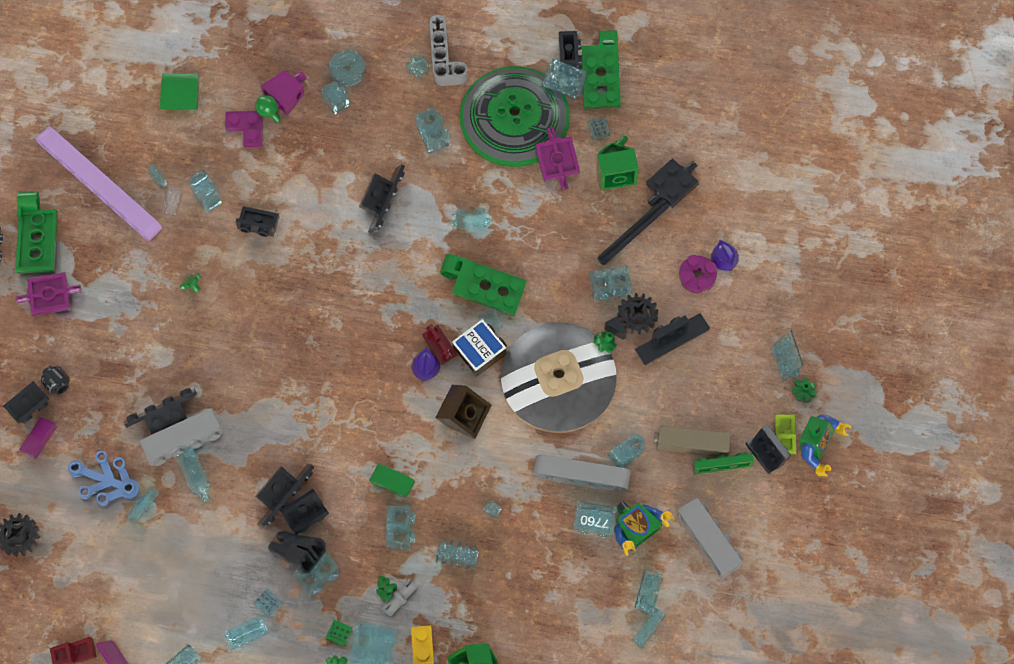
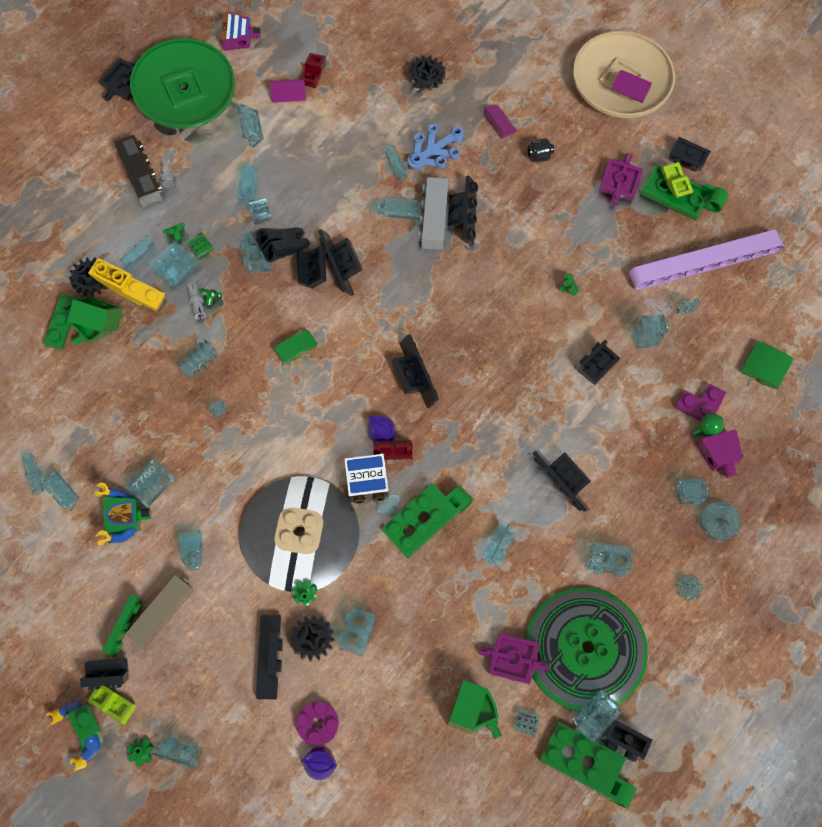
camera: 115 degrees right, 0 degrees up
(26, 402) = (532, 123): black bracket -> none
(27, 242) = (676, 180): none -> lime slope
(358, 365) = (413, 374): none -> black bracket
(395, 527) = (255, 326): clear light blue brick -> none
(441, 50) = (694, 619): light grey beam -> none
(463, 410) = (318, 433): dark brown slope -> none
(582, 473) = (198, 499): light grey beam -> none
(616, 327) = (310, 609): black slope -> none
(633, 232) = (398, 689): black axle -> none
(672, 183) = (426, 759): black plate -> none
(709, 538) = (66, 571): light grey brick -> none

